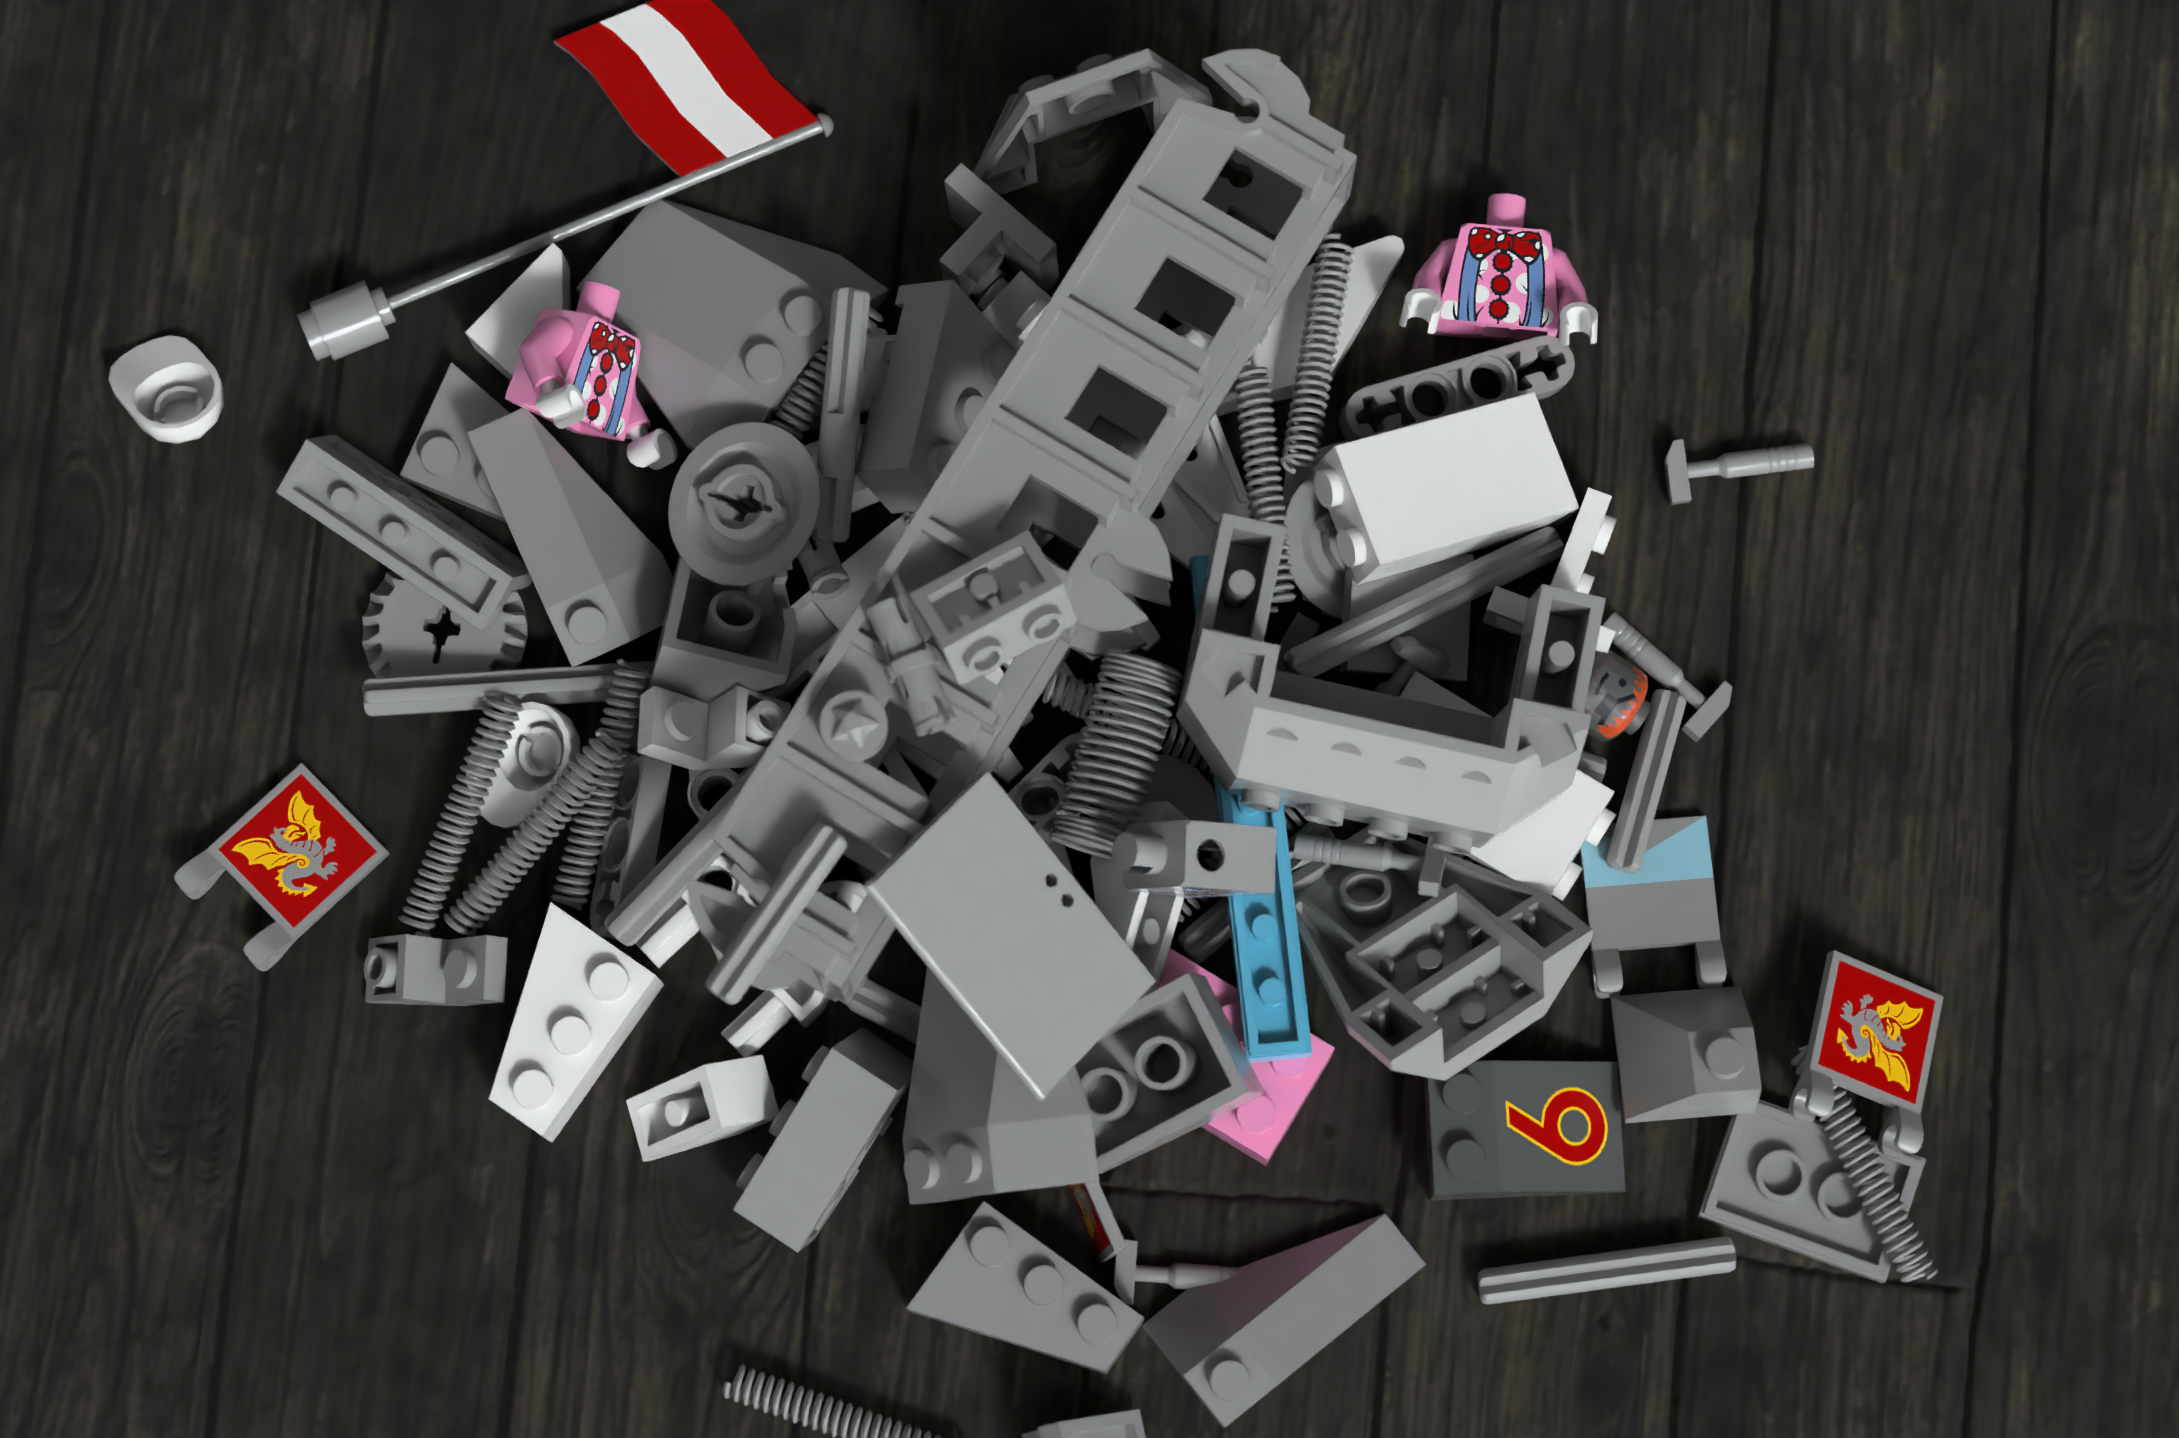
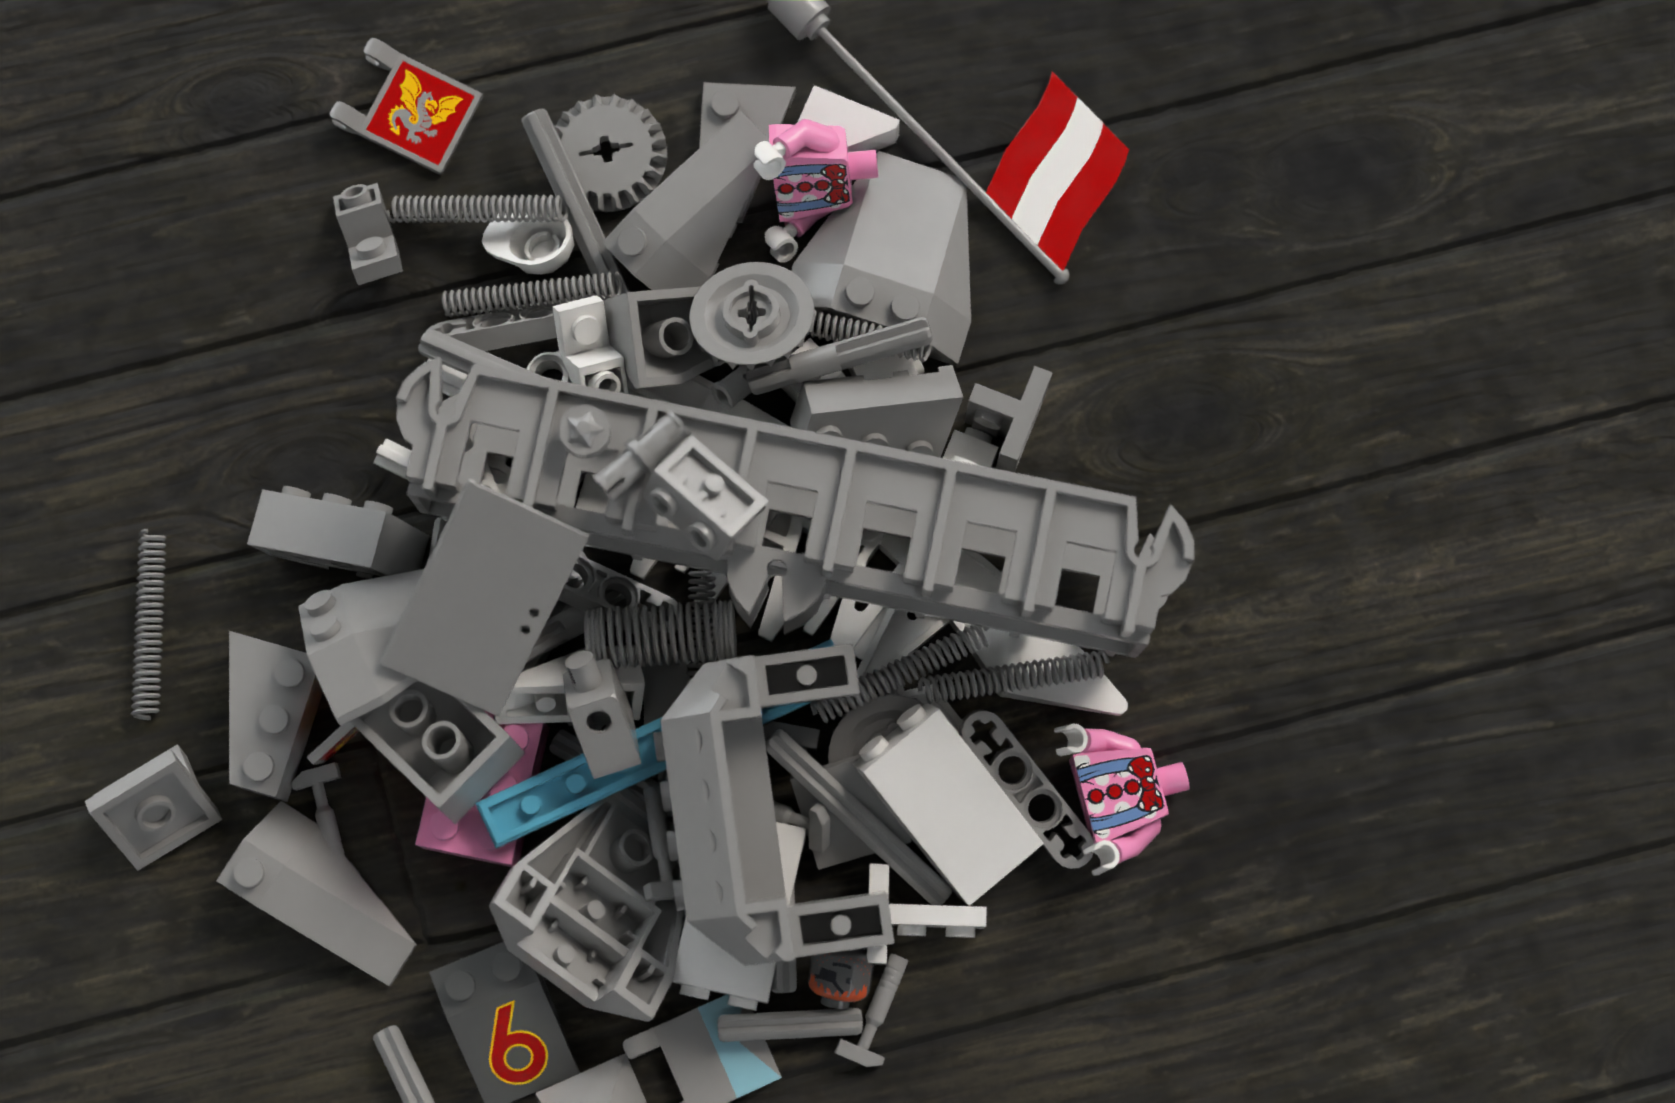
camera: 65 degrees right, 0 degrees up
(404, 529) = (662, 96): light grey fence -> none
(524, 839) = (510, 282): light grey piece -> none
(568, 1022) = (357, 332): white wedge -> none
(703, 1107) = (332, 447): white slope -> none
(776, 913) = (431, 426): light grey axle -> none
(1059, 105) = (1133, 438): light grey wedge -> none
(1730, 466) = (1048, 1009): light grey piece -> none

